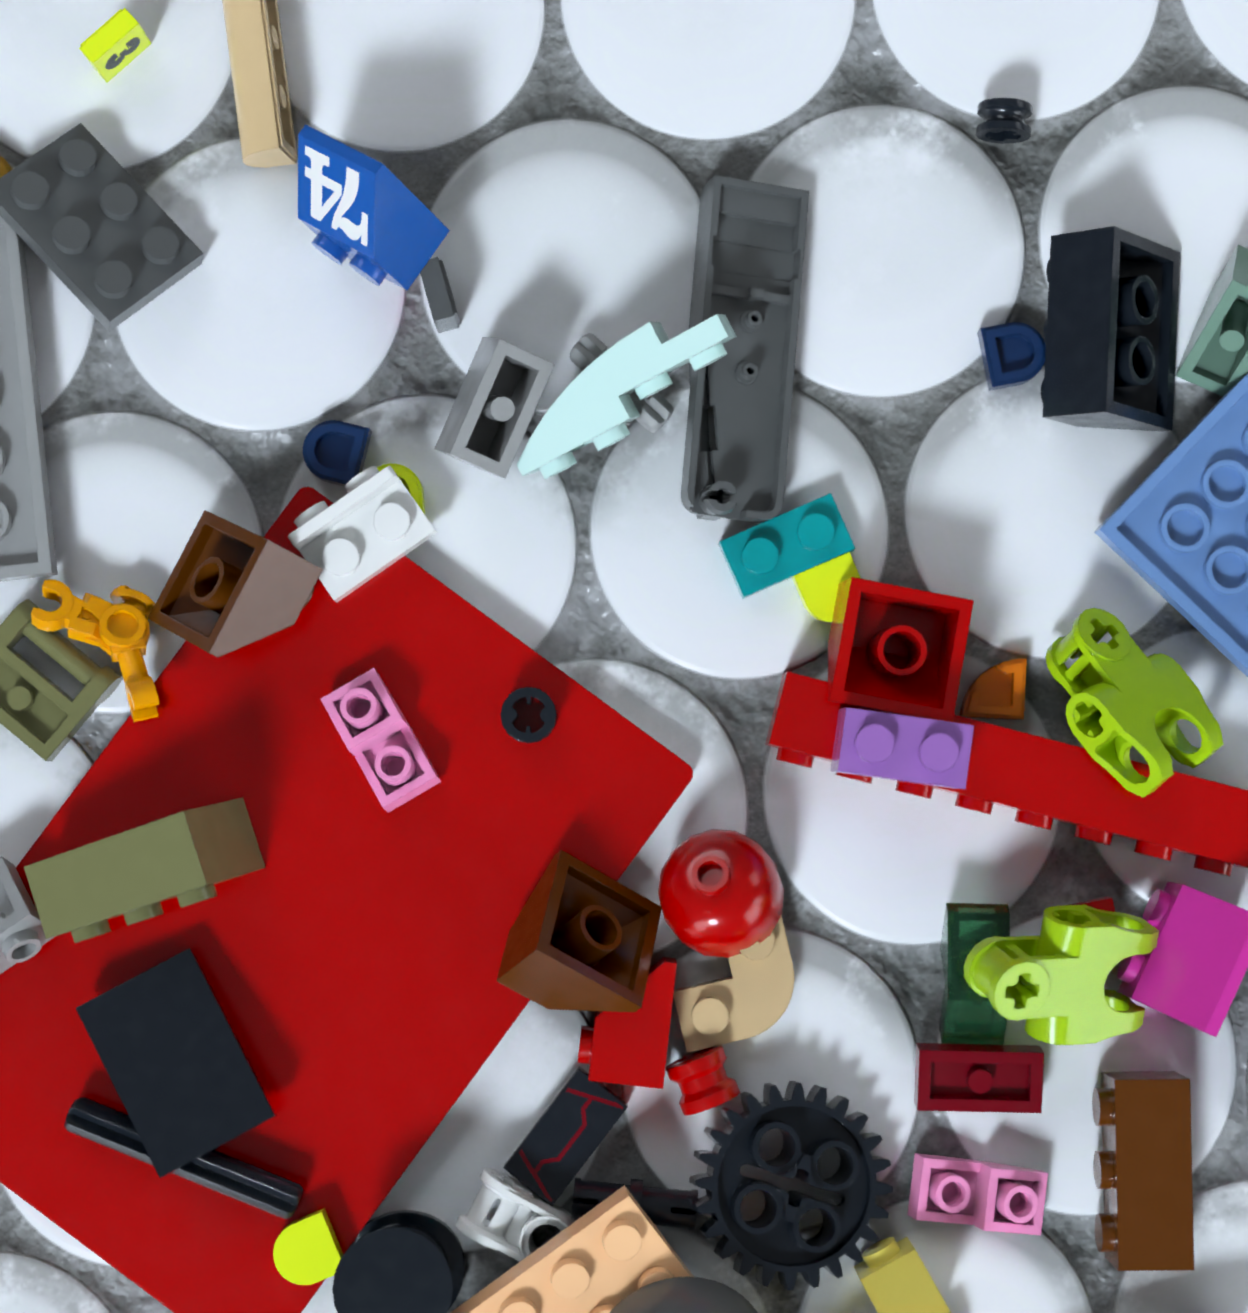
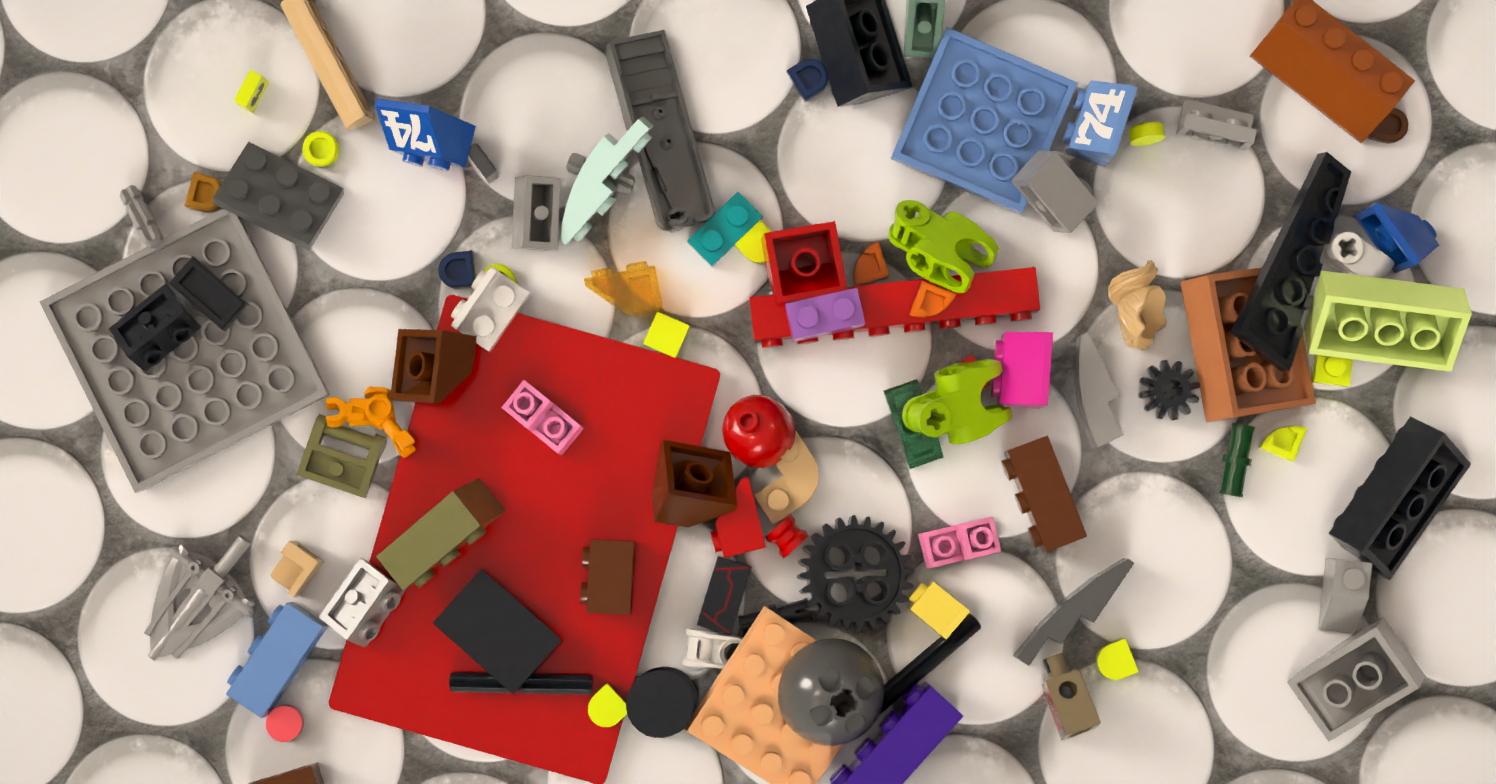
camera: 20 degrees left, 0 degrees up
(192, 179) = (321, 149): none -> neon yellow tile
(390, 1041) = (609, 576): none -> reddish brown brick
(510, 715) = (608, 377): black bush -> none
(597, 589) = (629, 291): none -> clear yellow slope
(629, 680) = (666, 335): none -> neon yellow tile
(979, 1078) = (936, 479): dark red plate -> none
(1080, 788) = (930, 301): none -> orange tile

